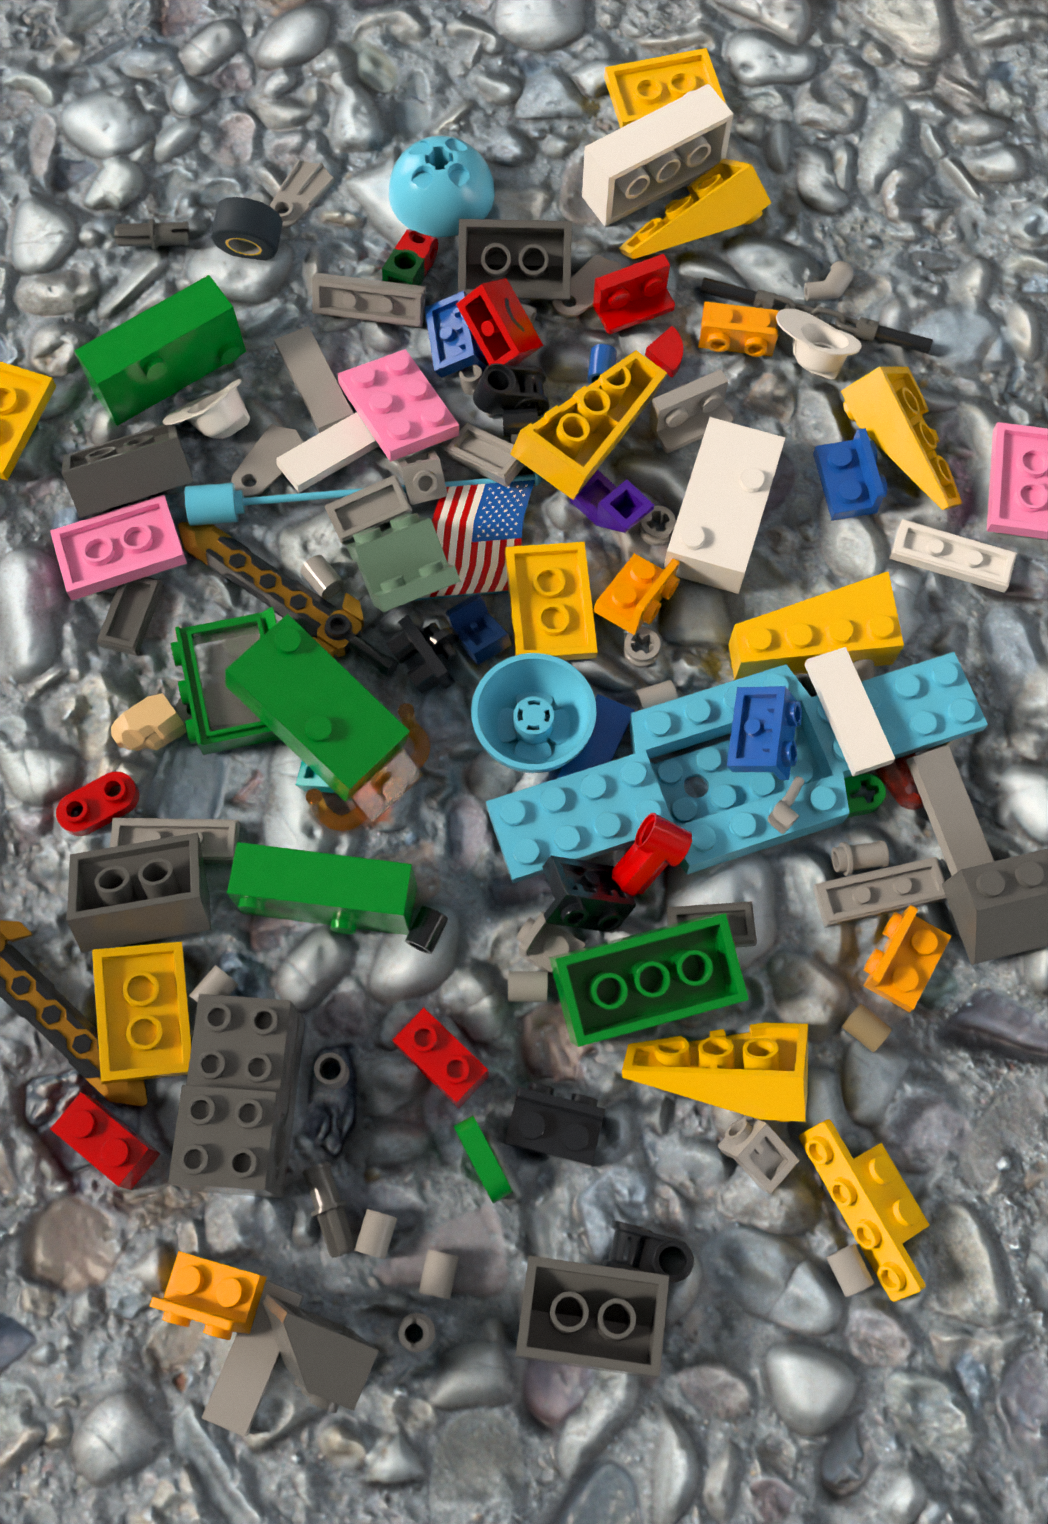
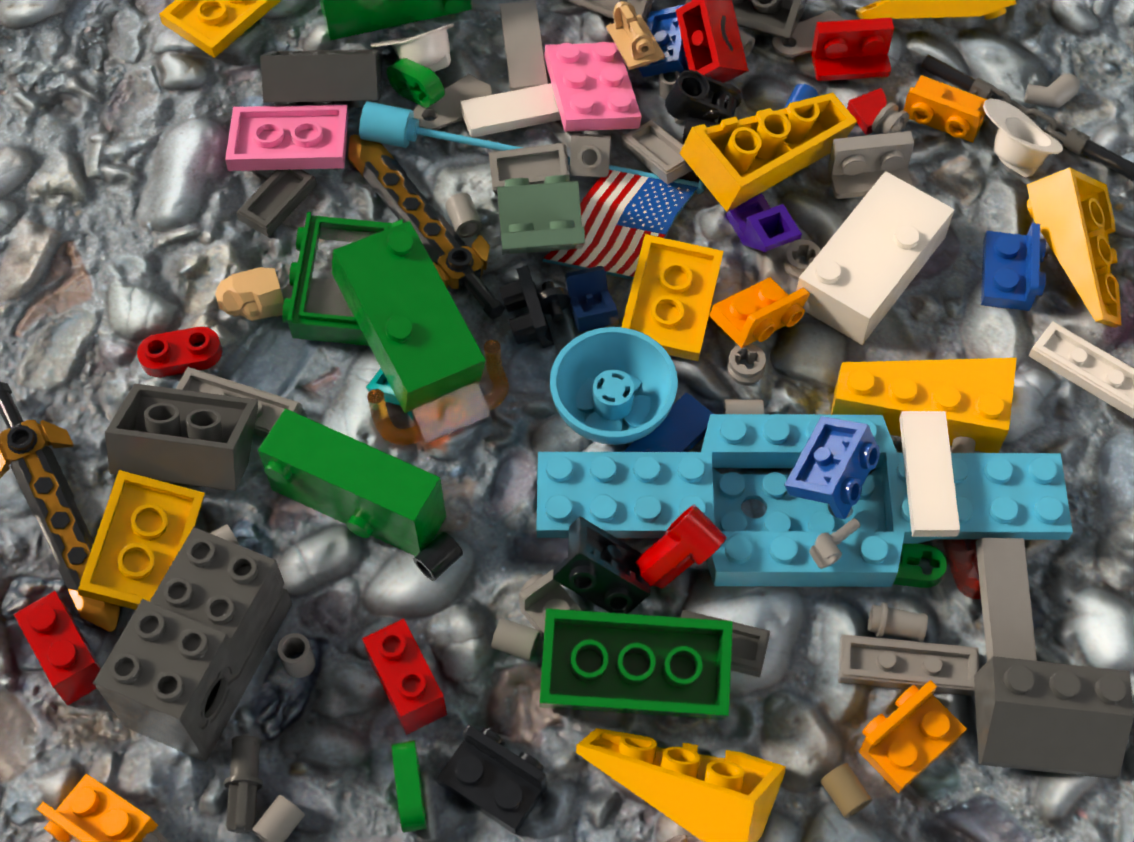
camera: 20 degrees right, 10 degrees down
(224, 451) = (415, 82): none -> green beam
(421, 342) = (633, 37): none -> tan hinge
(692, 359) = (890, 120): none -> light grey bush

